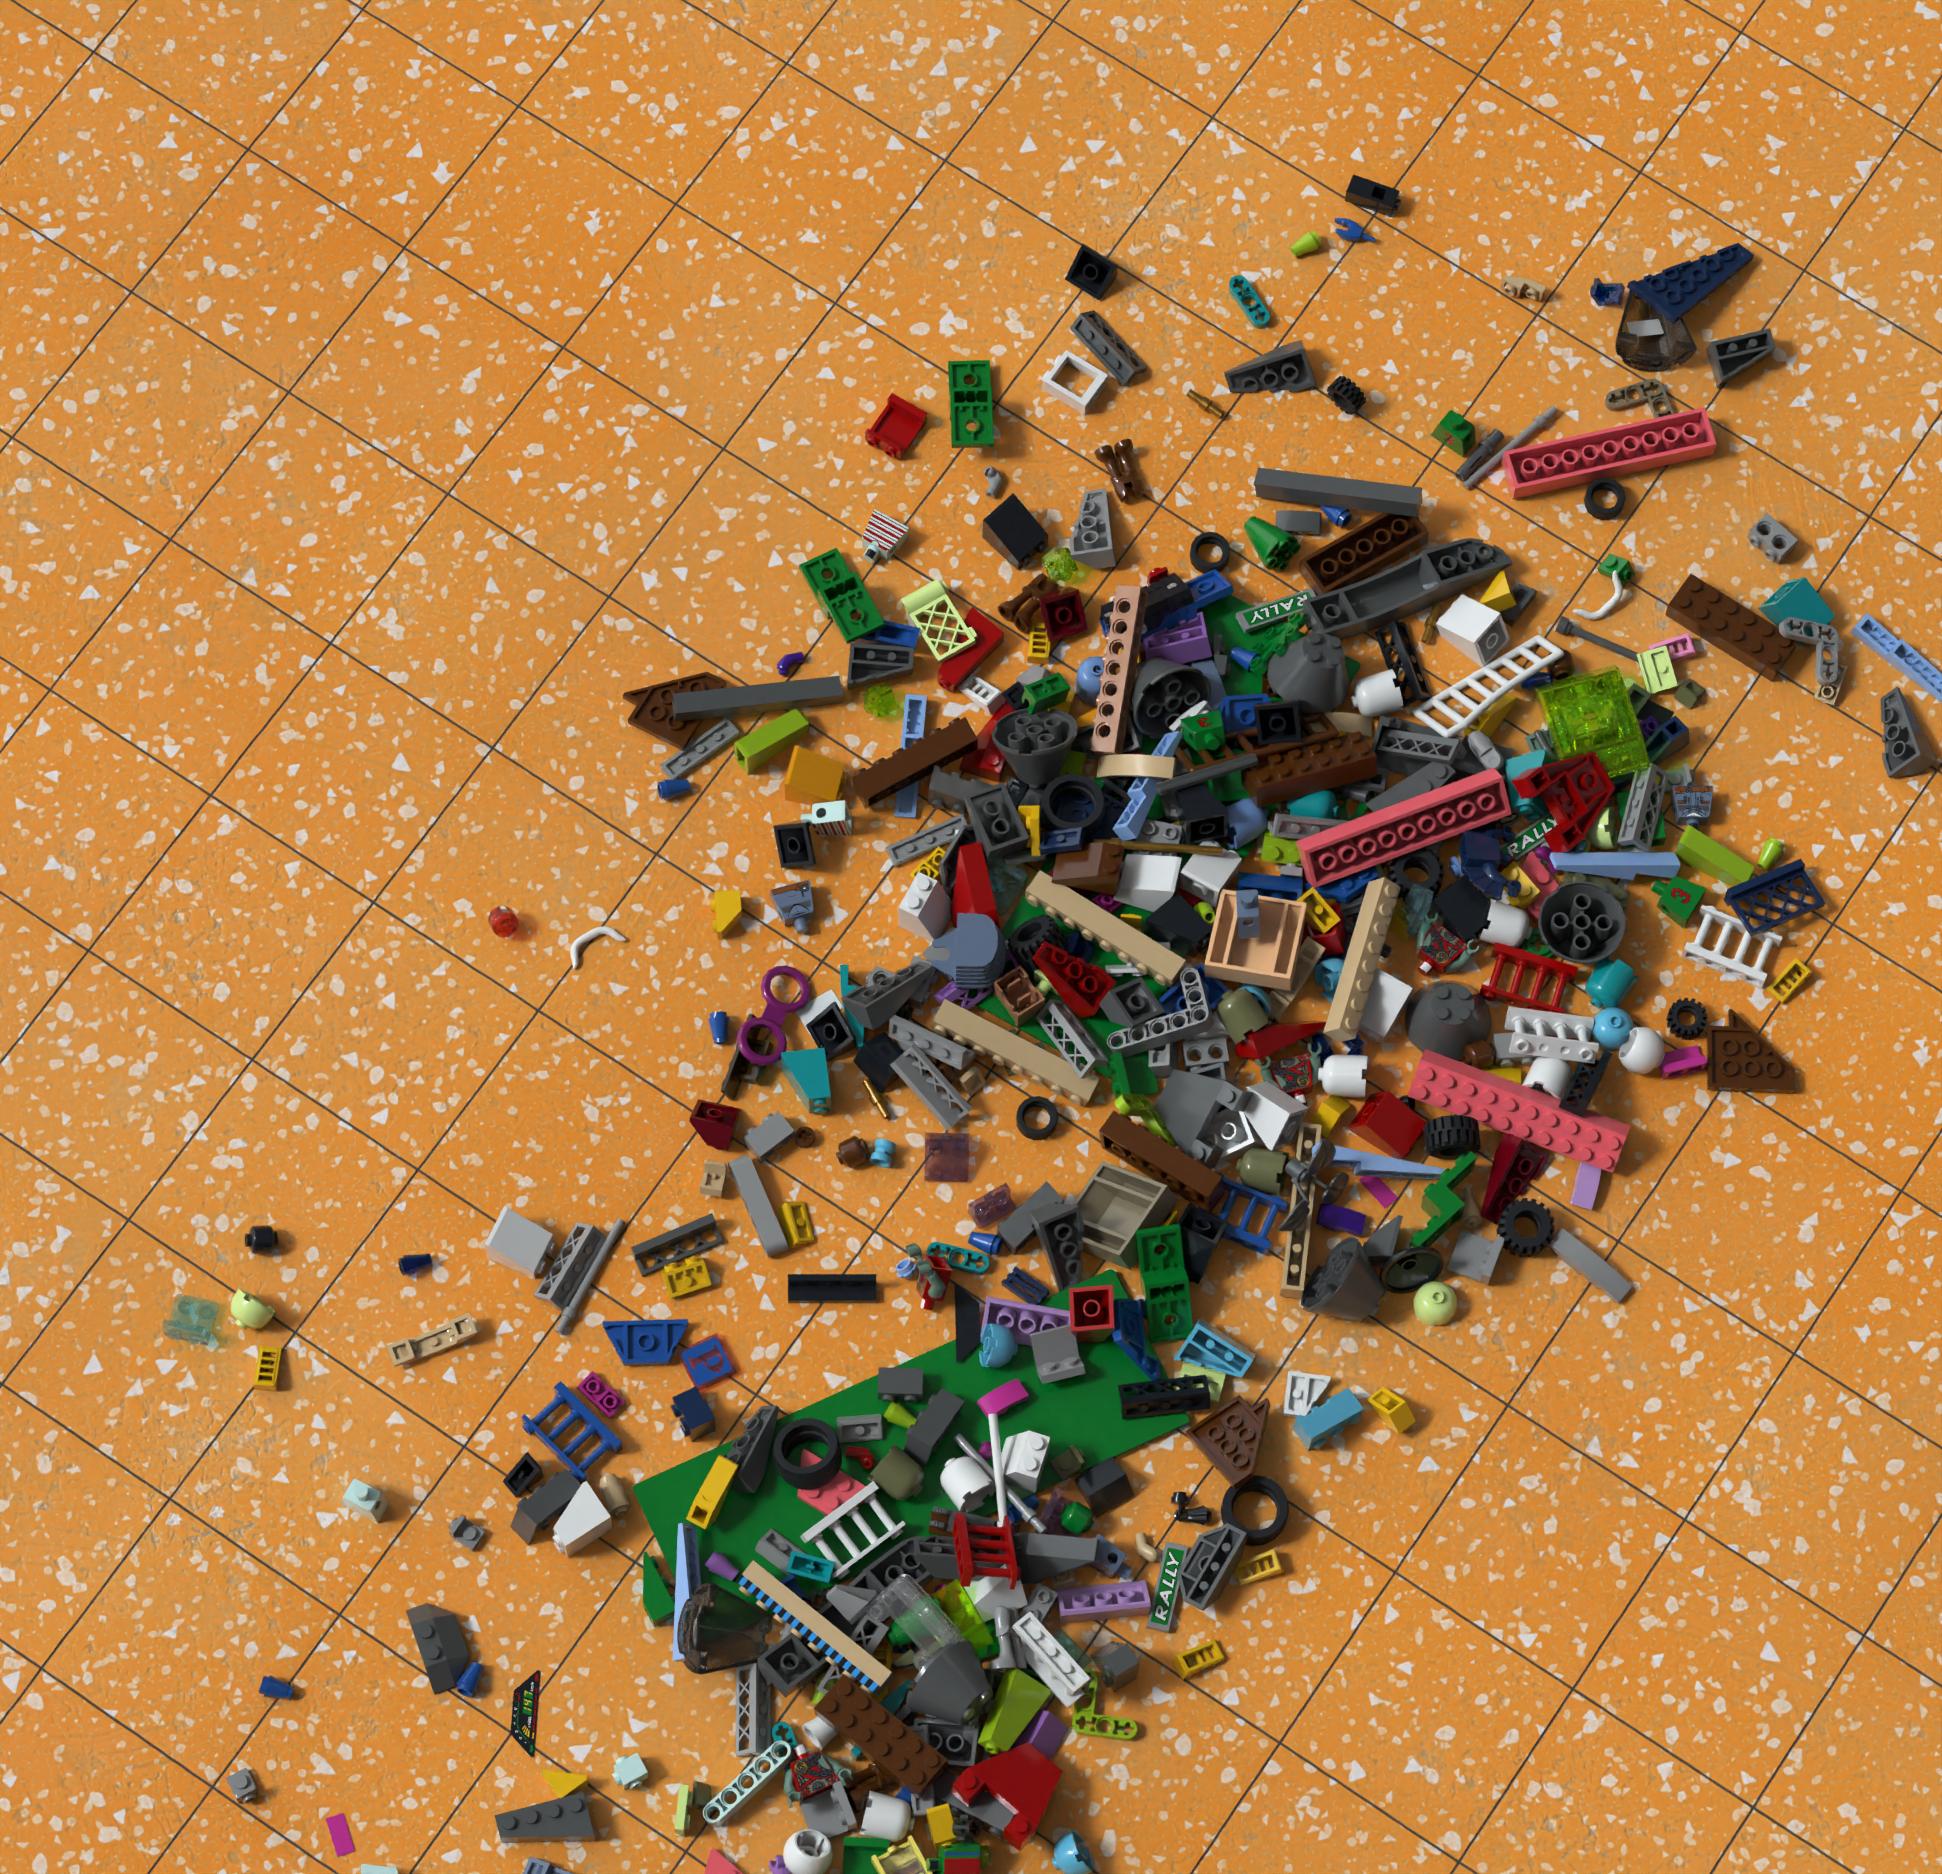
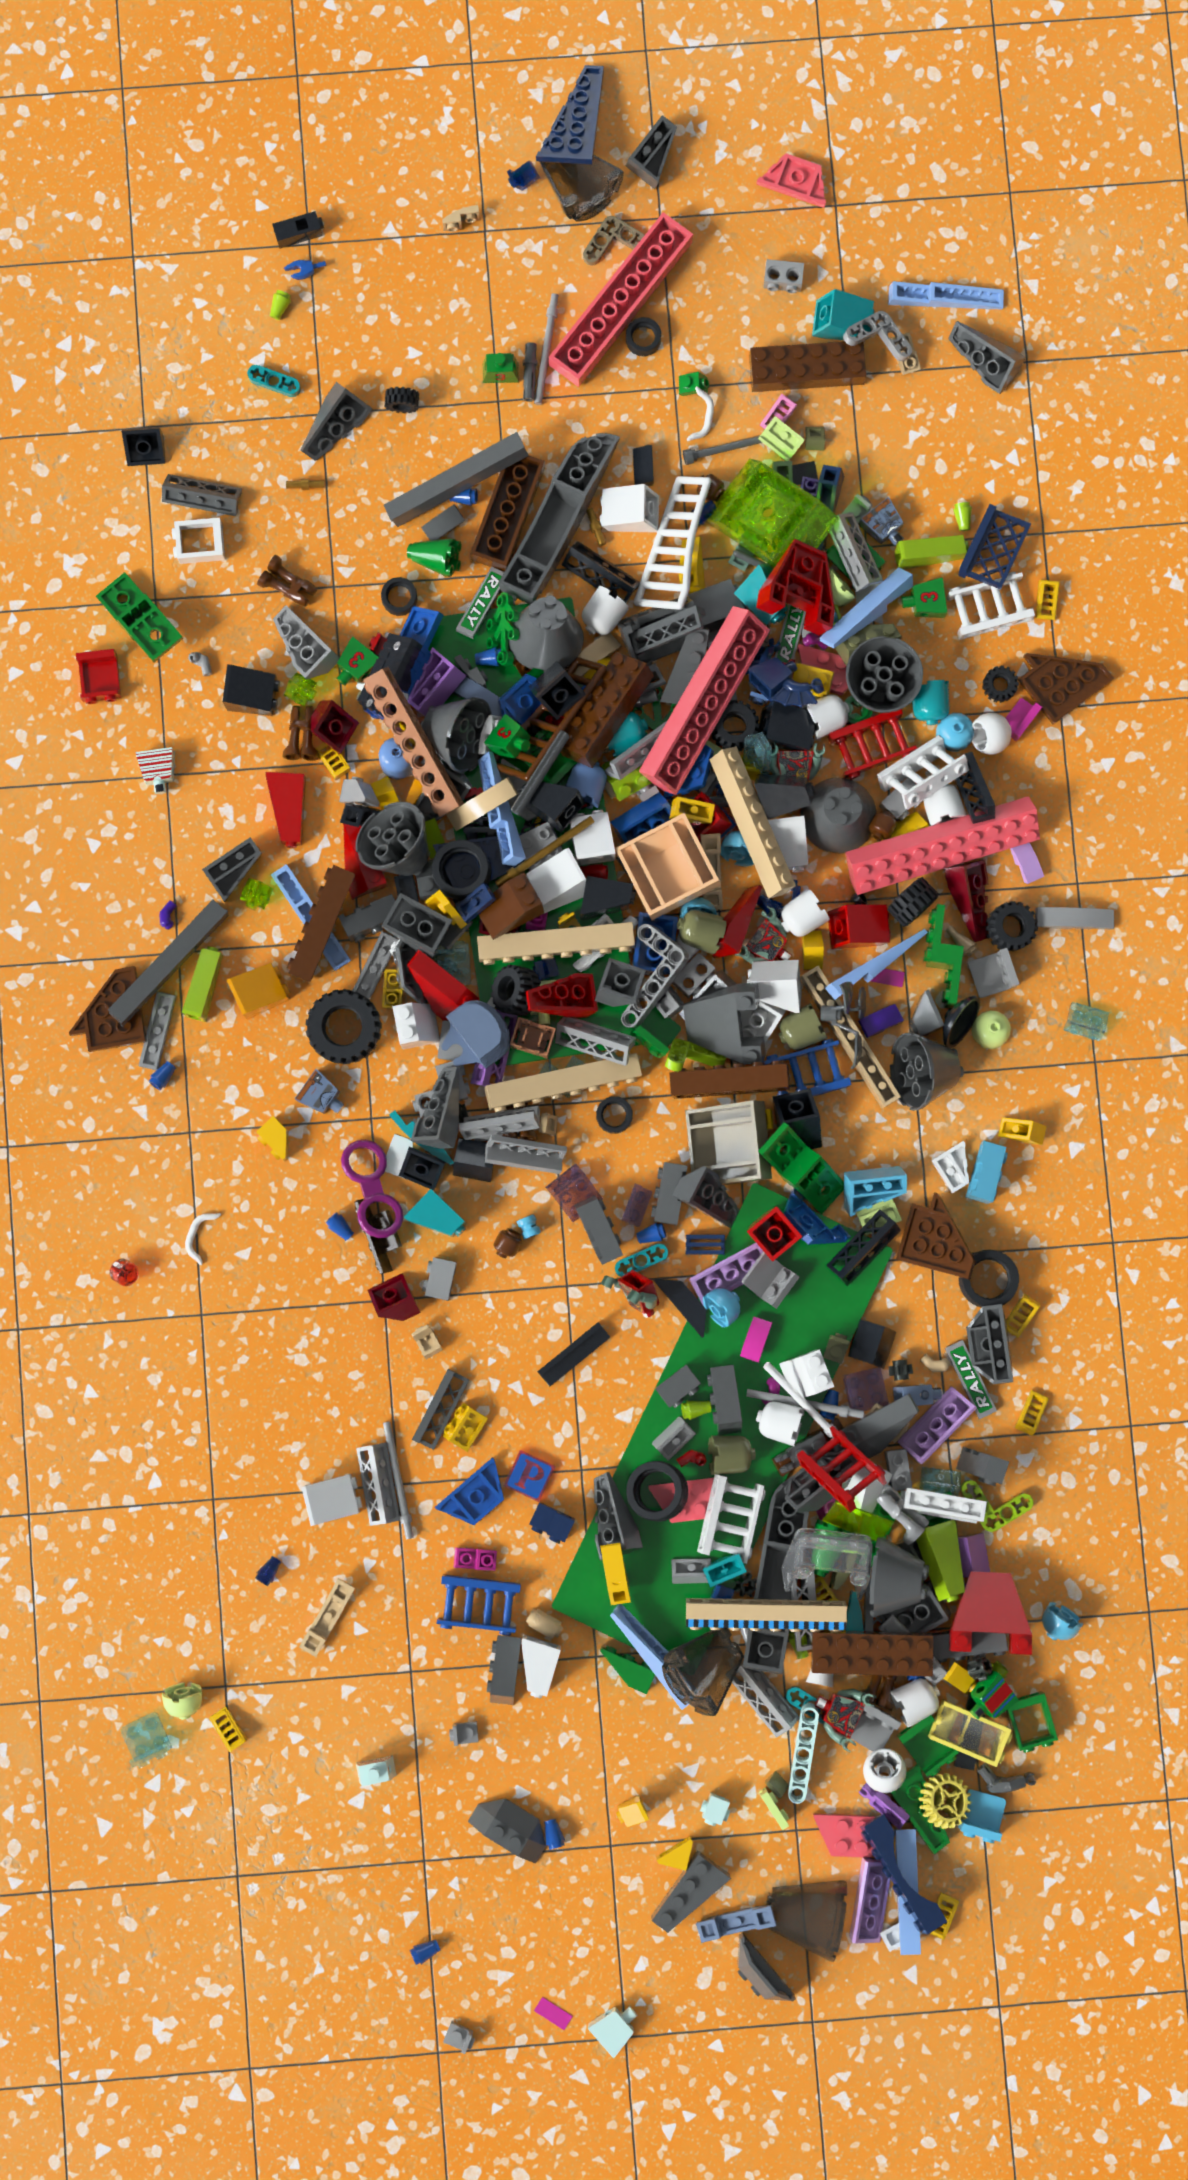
camera: 40 degrees left, 15 degrees up
(261, 1239) = (146, 1642): black head -> none
(523, 1475) = (470, 1661): black slope -> none
(525, 1713) = (608, 1824): black sticker -> none
(556, 1713) = (632, 1812): none -> yellow slope
(721, 1566) = (658, 1616): medium lavender cone -> none
(758, 1205) = (473, 1335): light grey beam -> none
(794, 844) = (283, 1050): black slope -> none
(796, 1224) = (509, 1326): yellow slope -> none
(800, 1142) = (463, 1252): reddish brown bush -> none
(830, 818) = (298, 1007): light aqua torso -> none
(841, 595) = (165, 837): green bracket -> none
(850, 1599) = (775, 1573): light grey slope -> none
(859, 837) = (343, 1000): none -> black tyre
(876, 1099) = (492, 1190): pearl gold bar -> none
(892, 635) = (219, 840): blue slope -> none
(905, 1268) = (612, 1297): light blue plate -> none
(928, 599) = (229, 788): yellowish green piece -> none
(943, 1197) = (599, 1229): none -> dark grey wedge
(991, 702) = (335, 830): white slope -> none
(1045, 693) = (373, 798): green hinge -> none
(1076, 1518) = (874, 1383): green head -> none
(1110, 1527) = (900, 1370): none -> pearl dark grey gear
(1125, 572) = (355, 662): none -> green torso
(1198, 1515) = (952, 1311): black piece -> none
(1202, 909) = (615, 873): lime cone -> none
(1248, 910) = (651, 854): sand blue torso -> none
(1409, 957) = (783, 793): none -> black slope
(1485, 751) = (715, 597): light grey arm -> none
(1499, 594) = (627, 468): yellow slope -> none
(1527, 1361) = (1086, 1021): none -> clear light blue bracket
(1645, 327) = (571, 182): white sticker -> none
(1850, 468) = (796, 179): none -> coral wing

